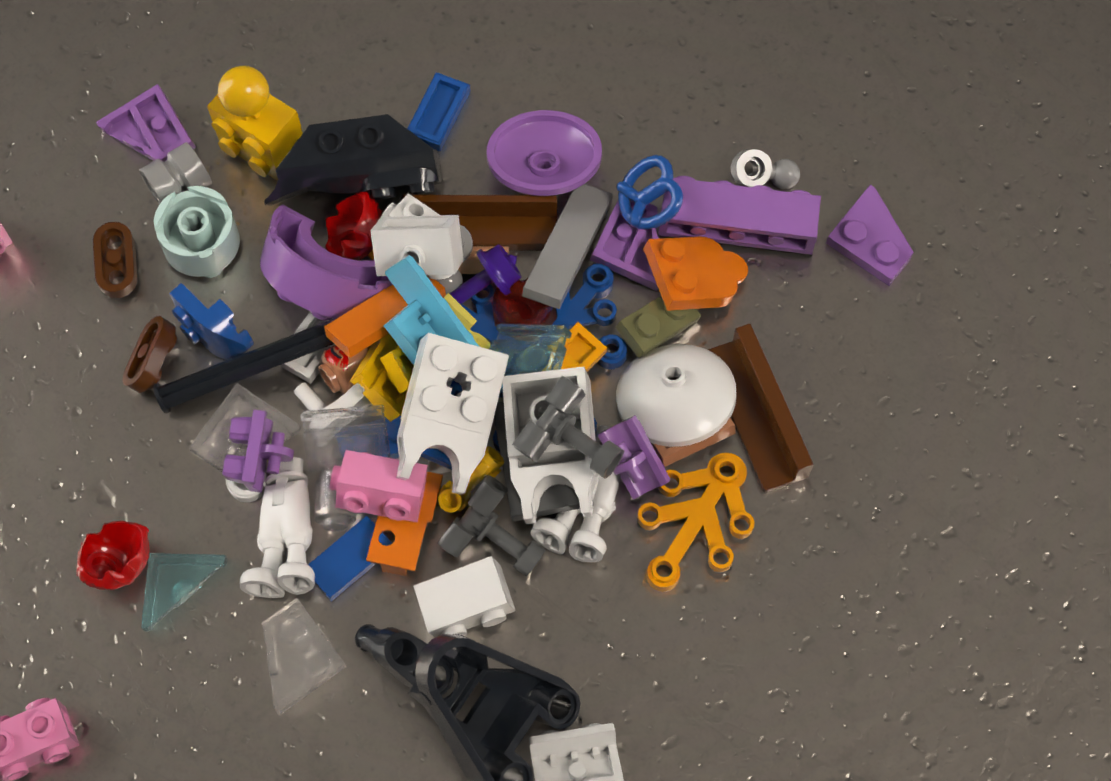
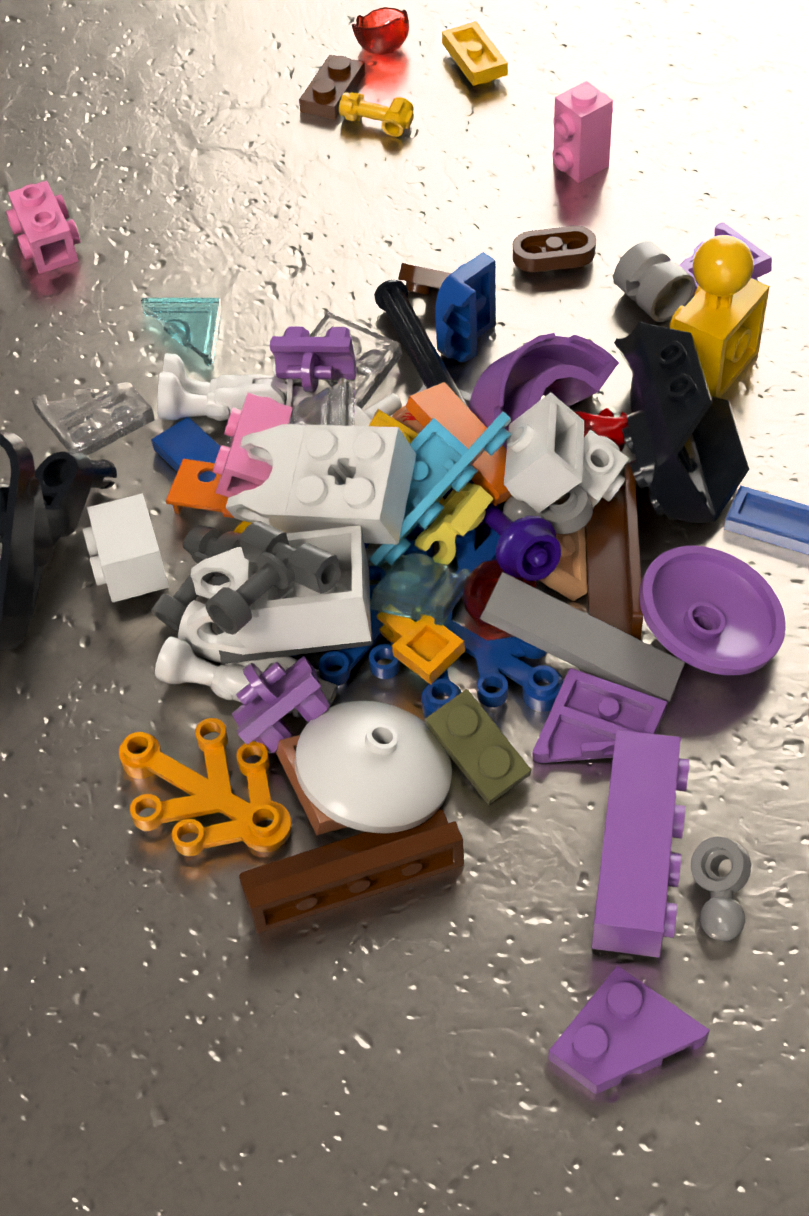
camera: 95 degrees right, 15 degrees down
(113, 555) = (213, 266): red hair -> none
(197, 231) = (584, 297): light aqua brick -> none
(649, 194) = (646, 708): blue piece -> none
(694, 272) = (547, 786): orange plate -> none

